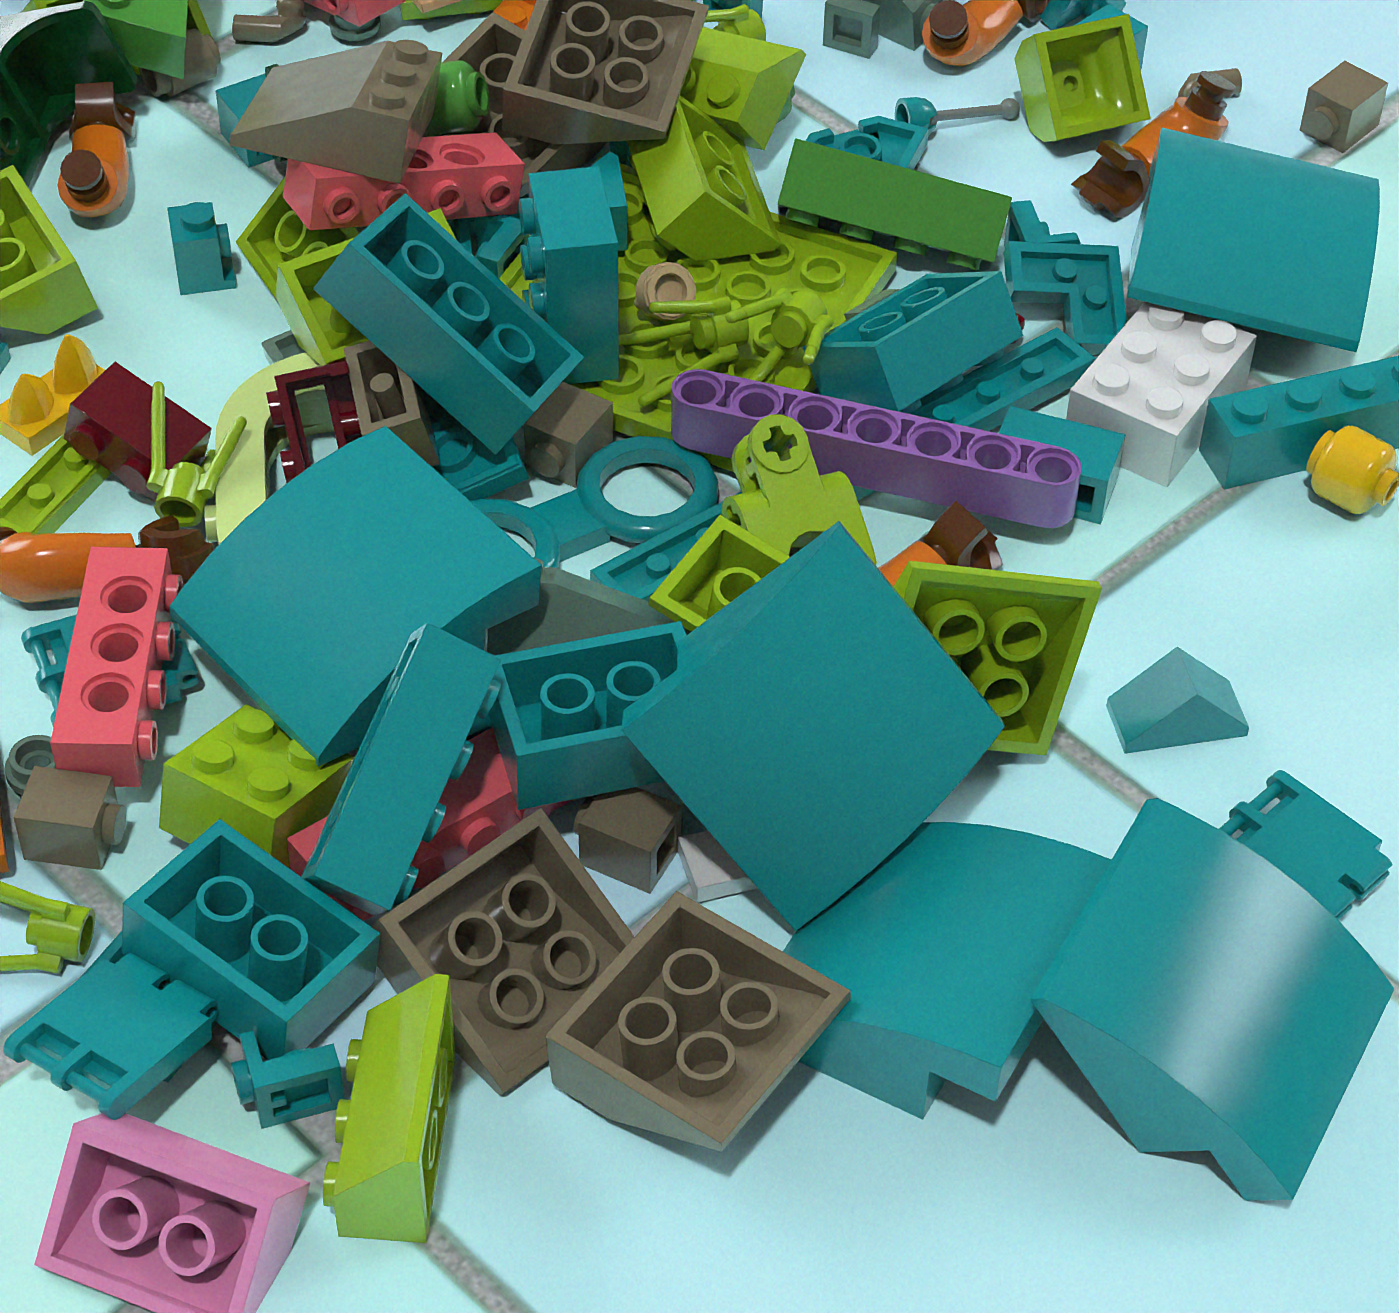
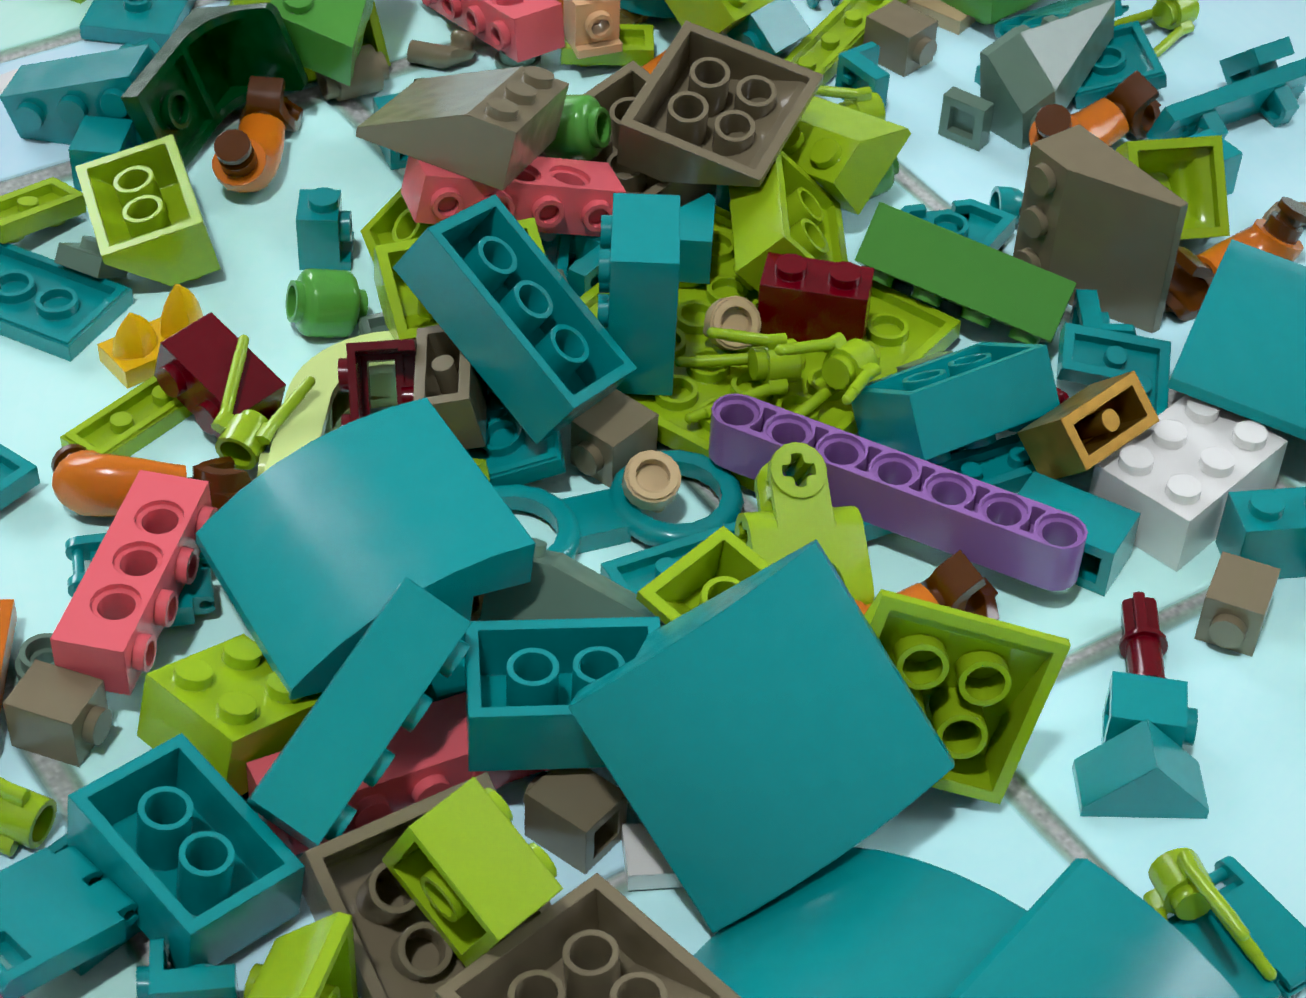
camera: 10 degrees right, 5 degrees down
(224, 330) = (325, 303): none -> bright green head
(557, 912) = (472, 870): none -> lime brick
(622, 474) = (651, 480): none -> tan tile
(746, 253) = (814, 297): none -> dark red brick
(1024, 130) = (1100, 225): none -> dark tan slope
(1057, 350) = (1088, 426): none -> pearl gold brick
(1152, 572) = (1142, 641): none -> dark red axle
(1162, 626) = (1143, 697): none -> teal brick
(1236, 512) = (1237, 603): none -> dark tan brick
(1251, 813) = (1188, 892): none -> lime plant

